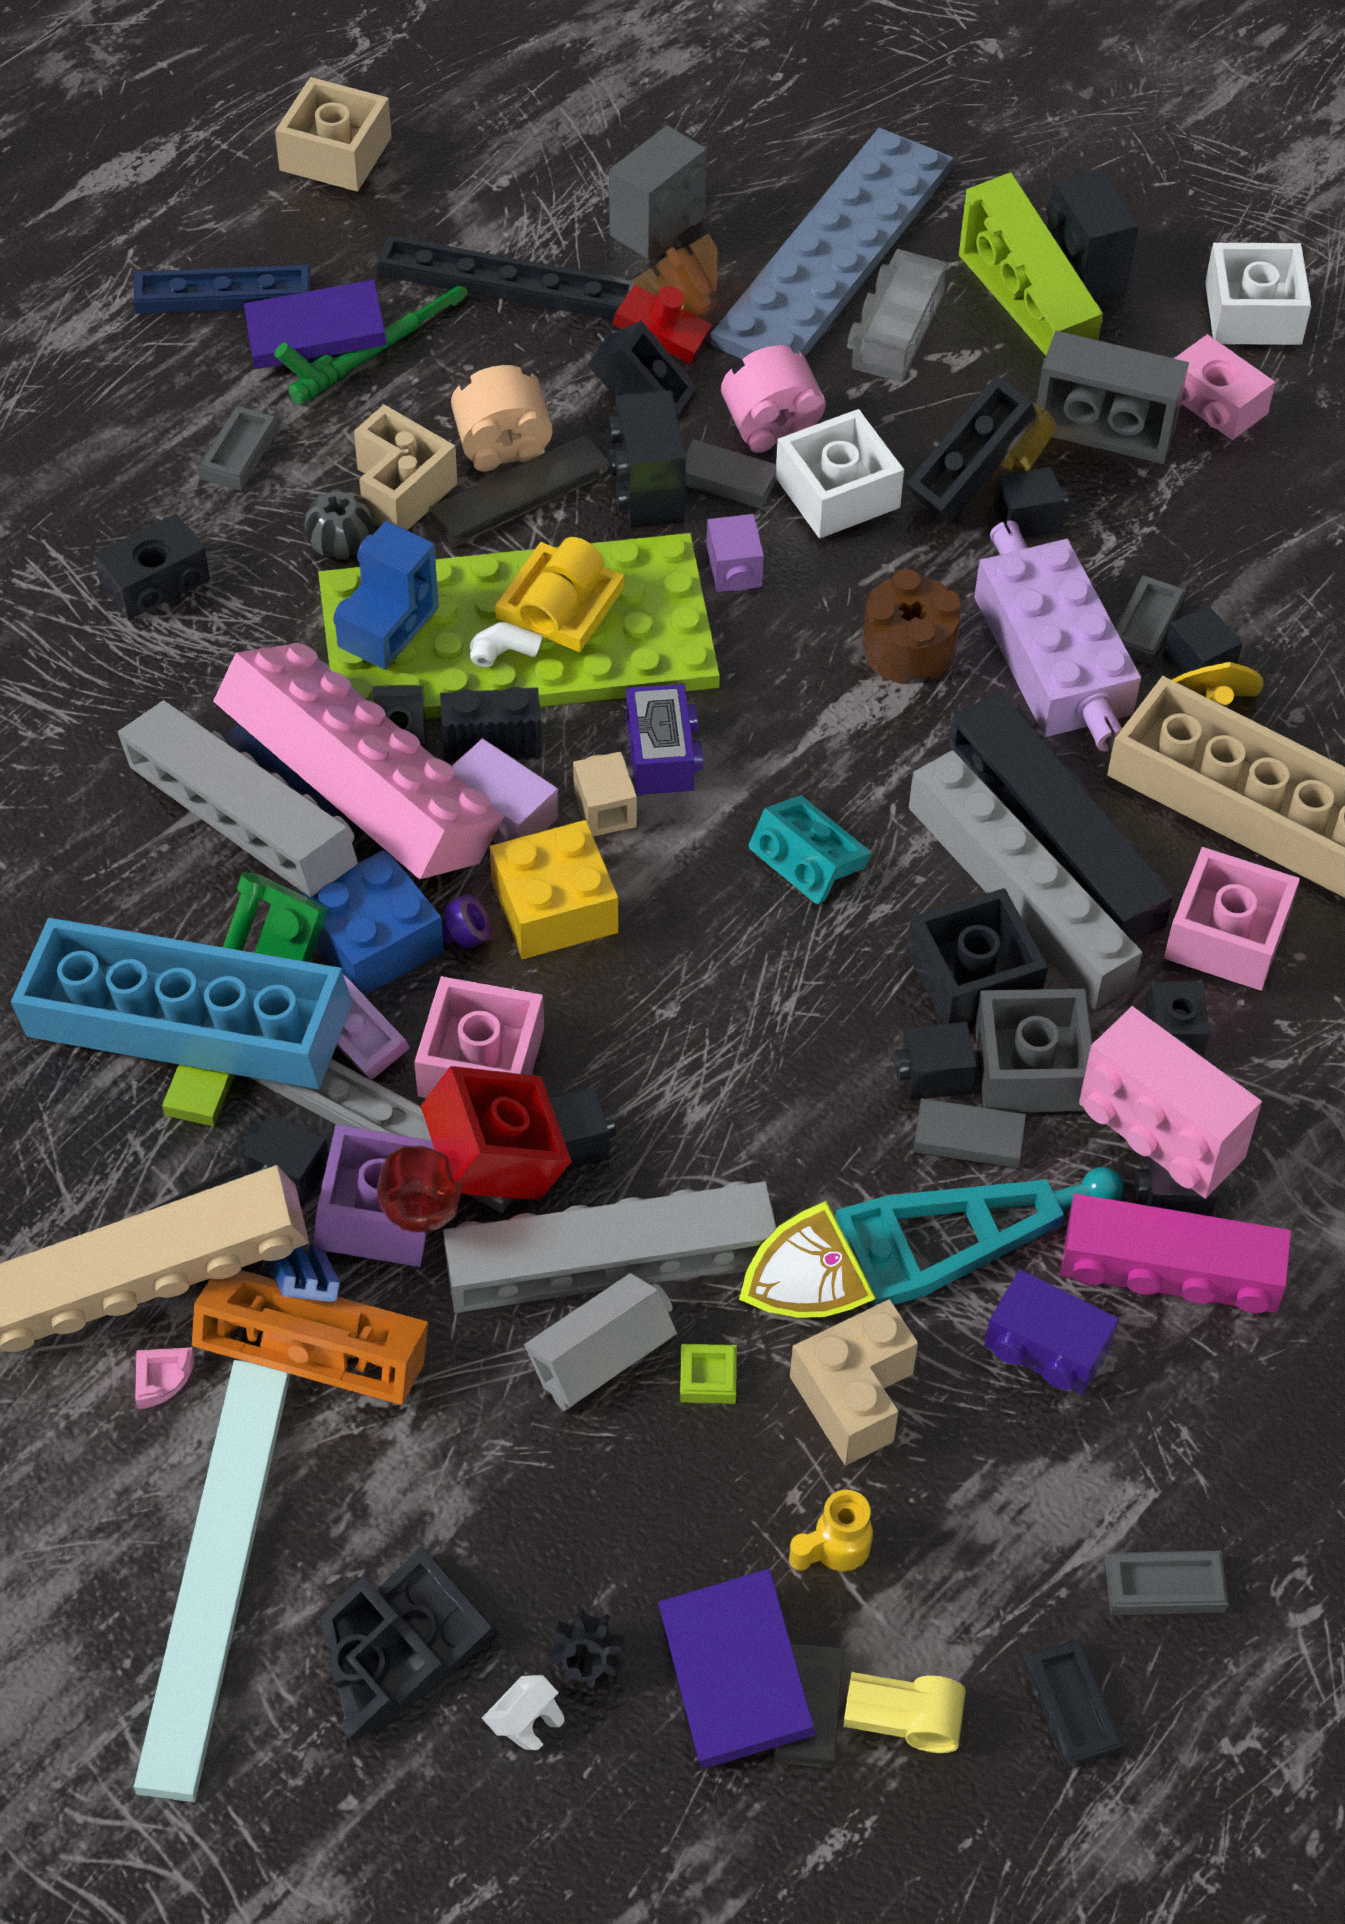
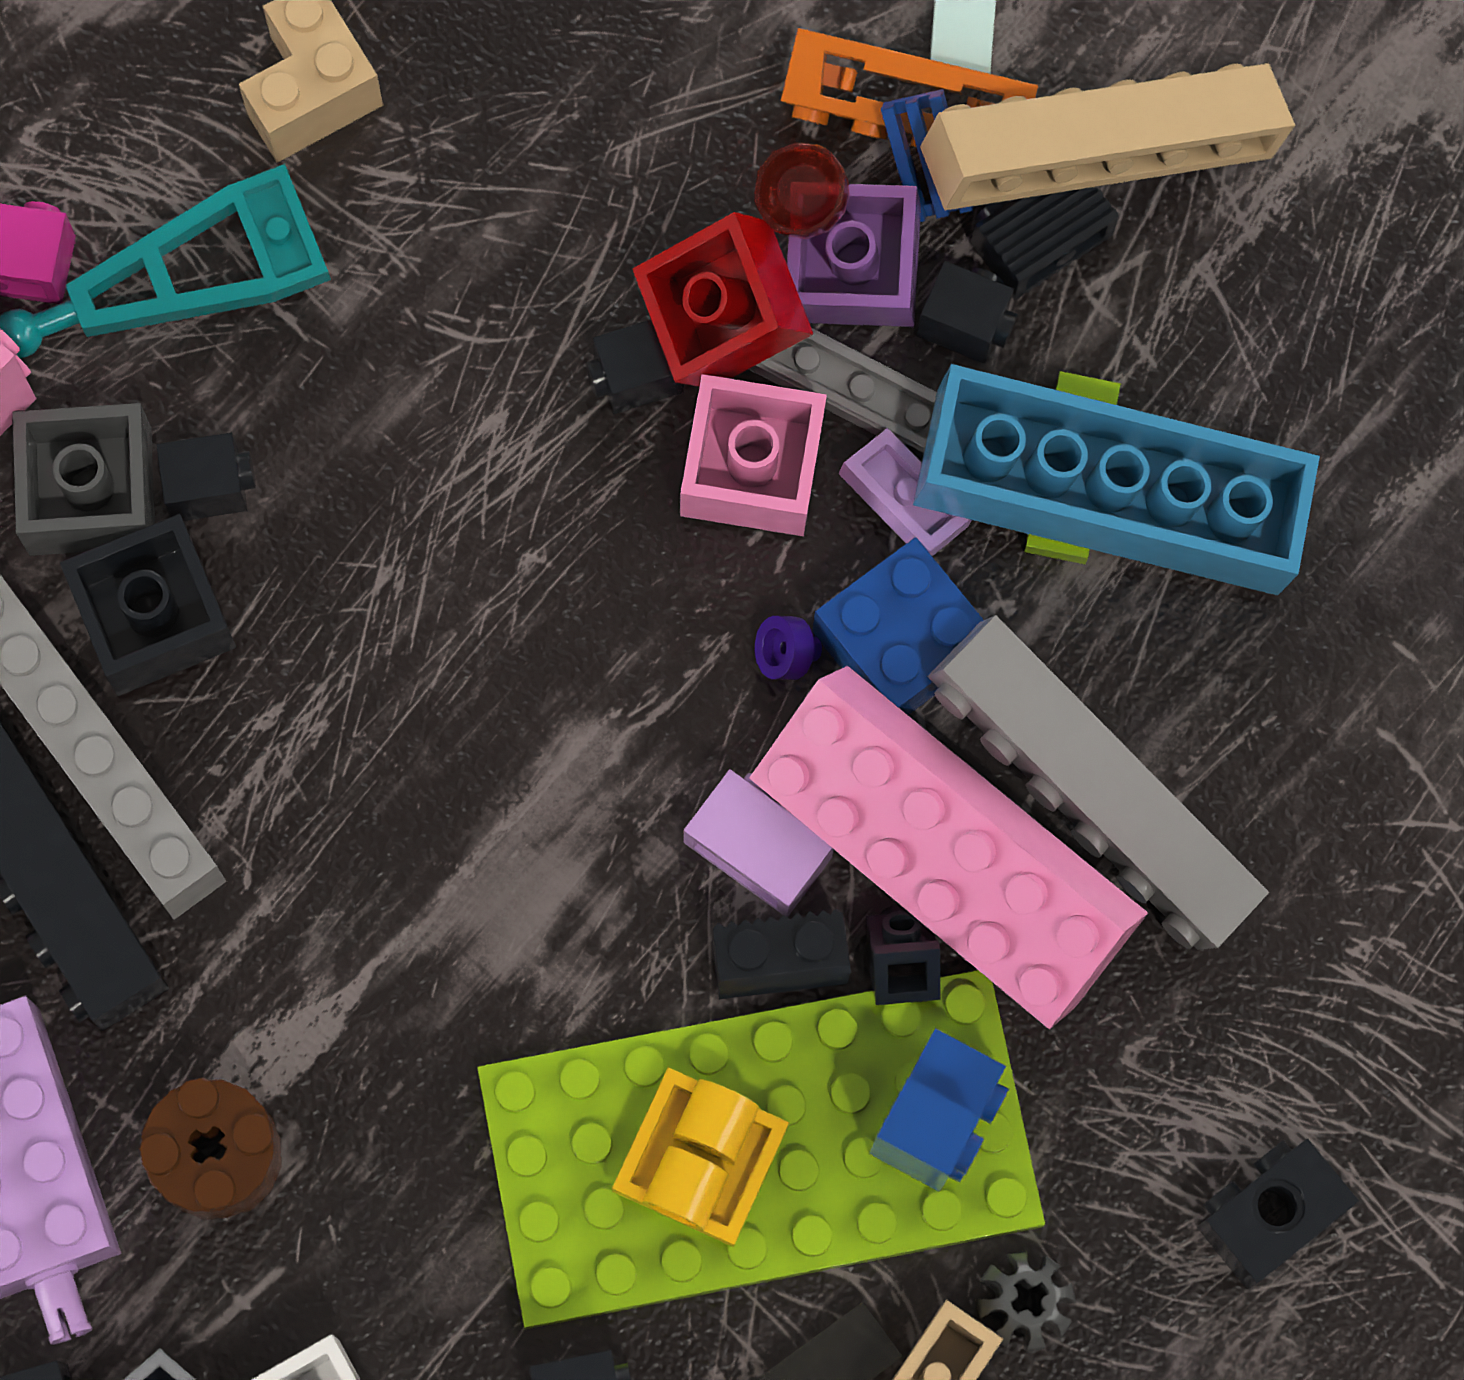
camera: 175 degrees right, 20 degrees up
(161, 1374) = (1068, 67): bright pink tile -> none
(290, 925) = (1006, 580): green plate -> none
(500, 638) = (772, 1078): white arm -> none
(554, 889) = (680, 694): yellow brick -> none
(599, 1245) = (573, 222): light grey brick -> none
(601, 1339) = (588, 103): light grey brick -> none
(605, 793) = (624, 855): tan brick -> none
(662, 739) = (552, 947): brick -> none
(708, 1373) = (471, 95): lime tile -> none
(734, 553) = (458, 1281): medium lavender brick -> none
(806, 847) = (355, 789): teal bracket -> none
(806, 1269) = (360, 196): shield -> none
(969, 1133) = (174, 396): dark grey tile -> none
(1050, 1333) = (91, 128): dark purple brick -> none

